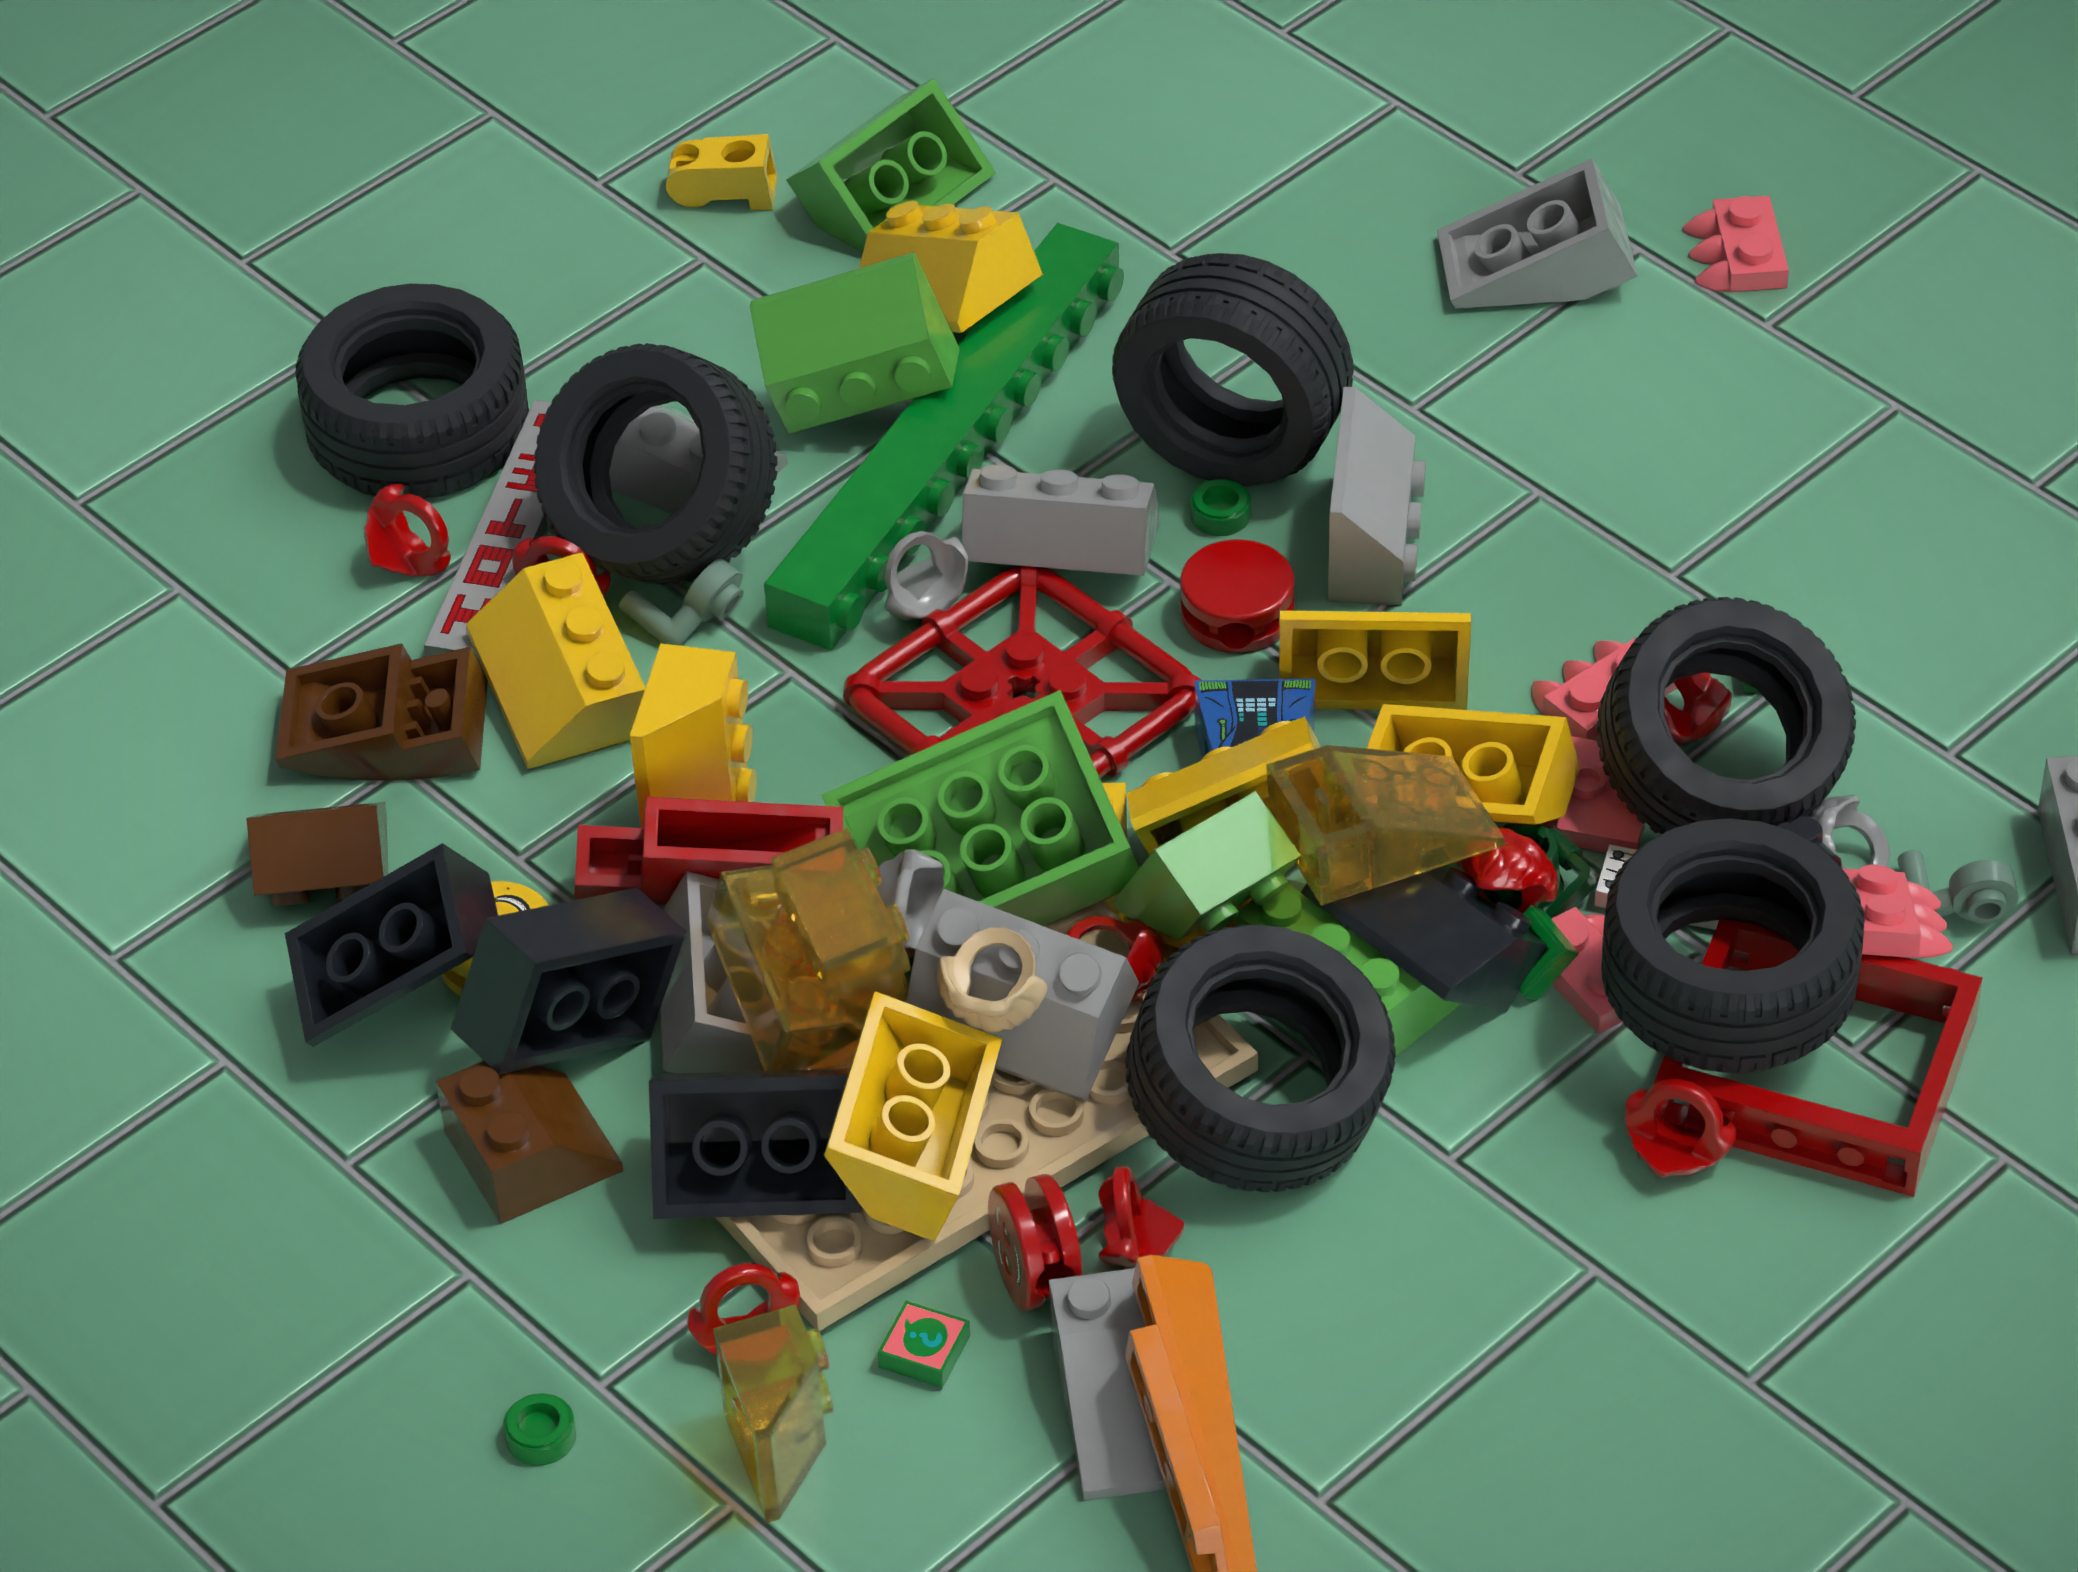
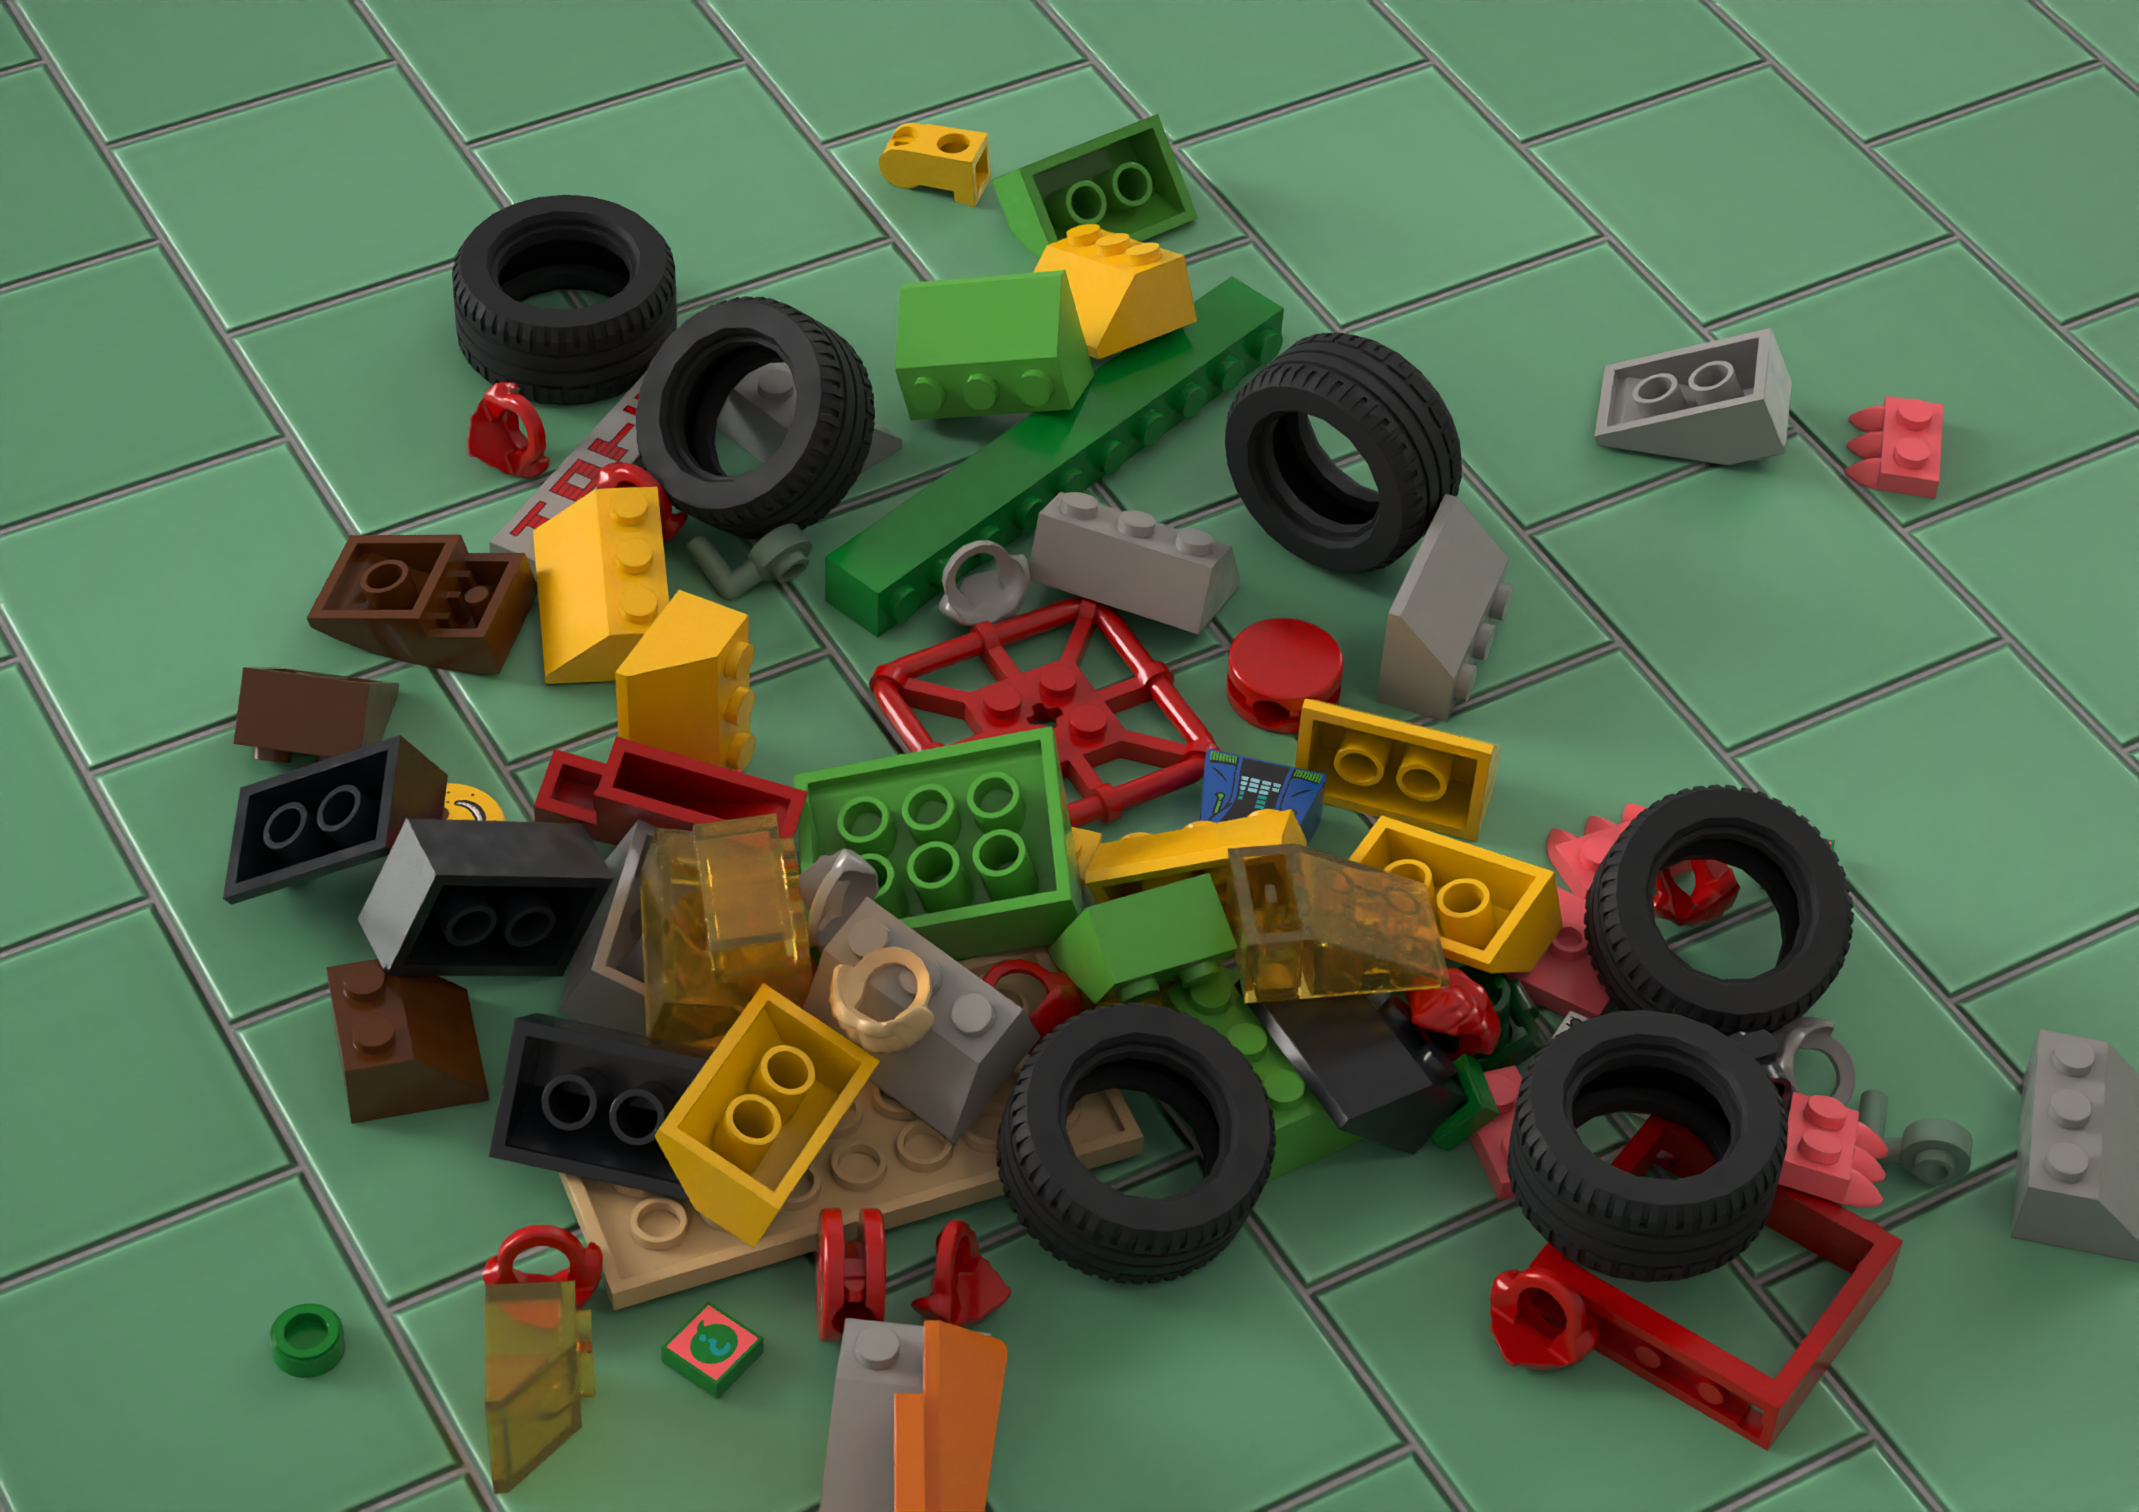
camera: 10 degrees right, 0 degrees up
(1220, 507) = (1300, 585): green tile -> none

